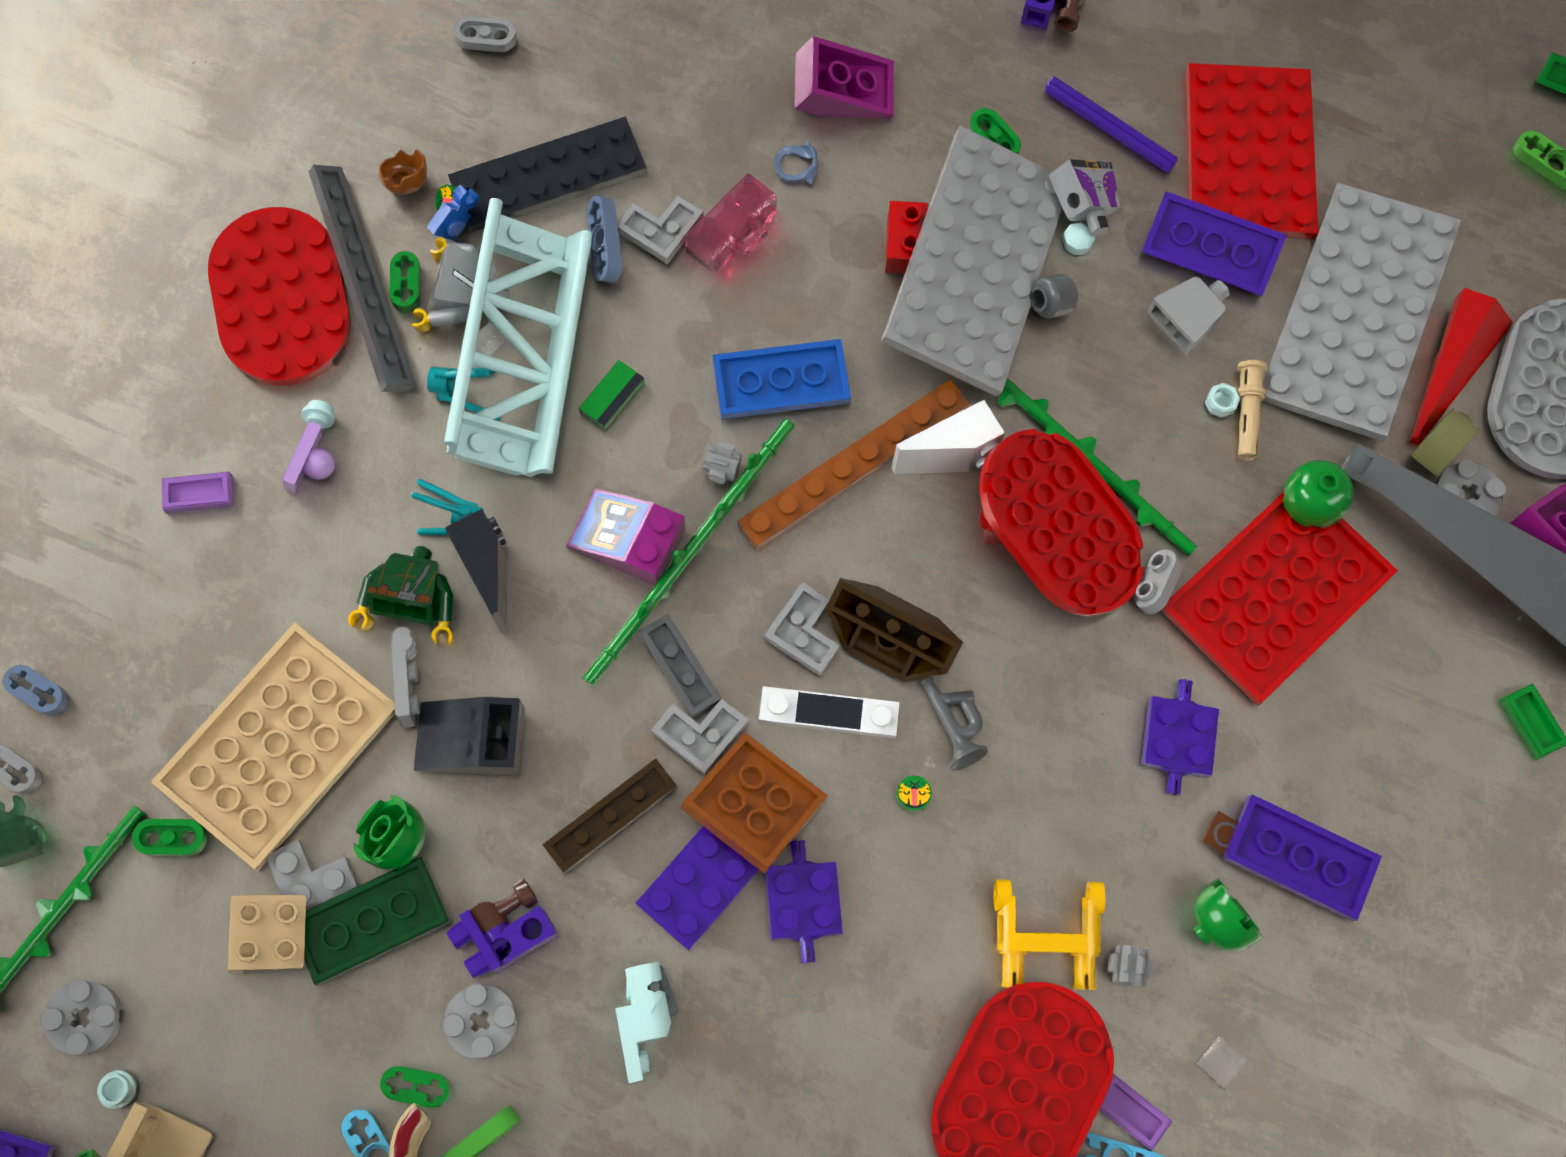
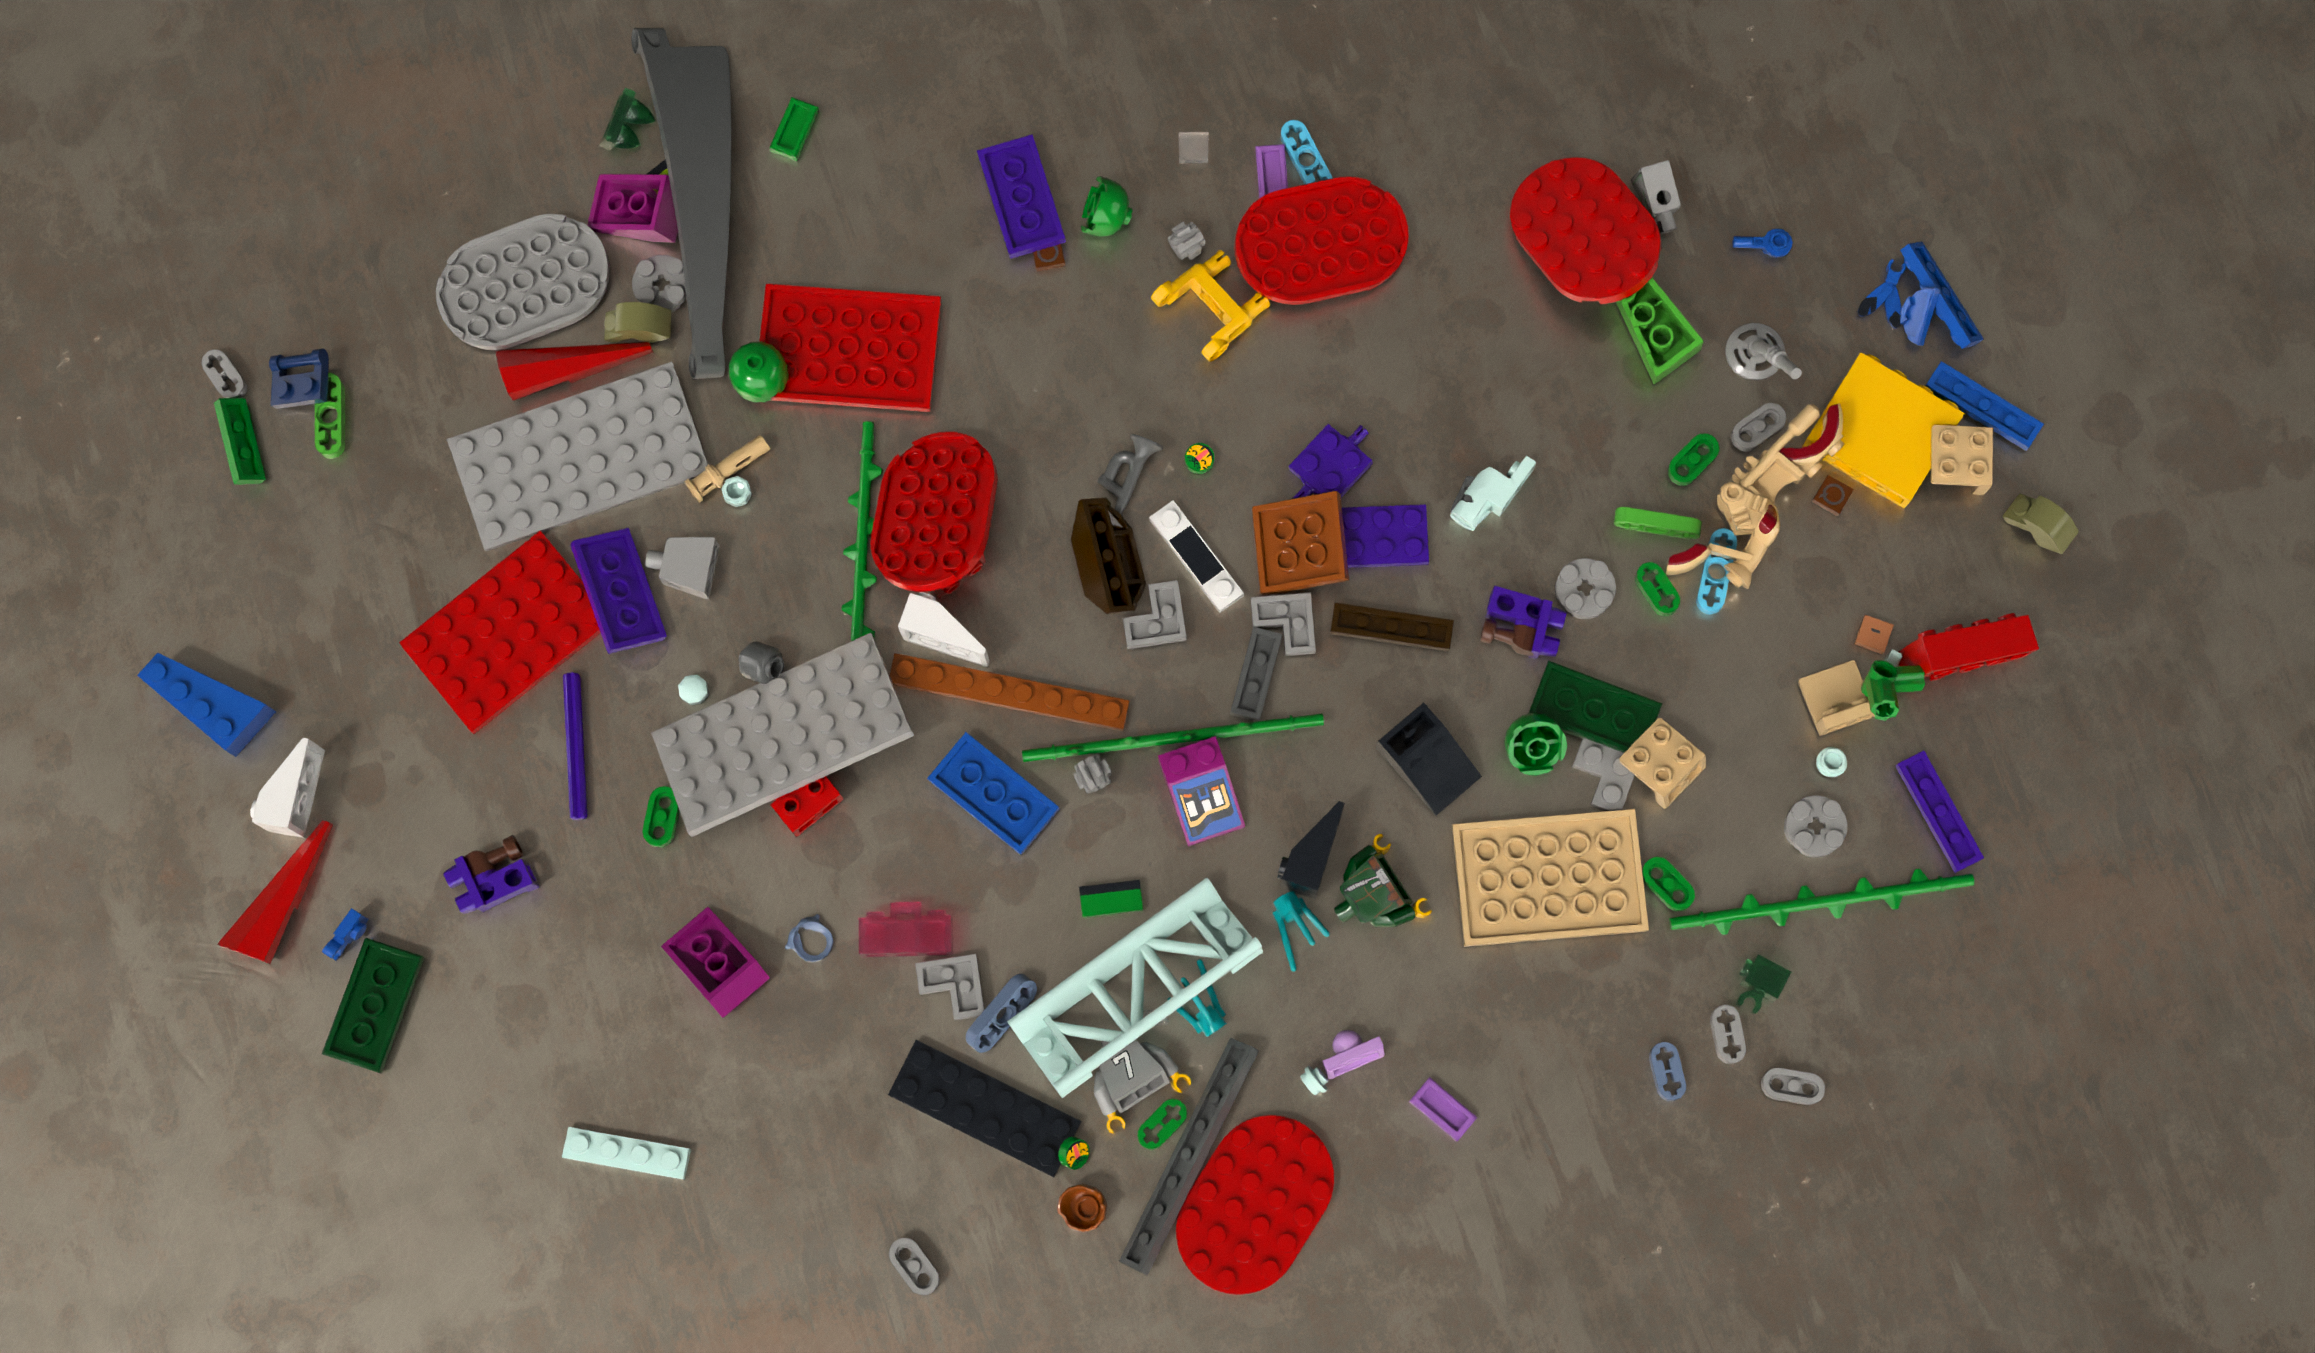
camera: 125 degrees left, 5 degrees up
(404, 674) = (1430, 838): light grey hinge -> none
(453, 216) = (1088, 1131): blue plate -> none
(1087, 192) = (656, 706): light grey torso -> none
(1158, 581) = (913, 424): light grey plate -> none
(1180, 737) = (1008, 329): dark purple plate -> none

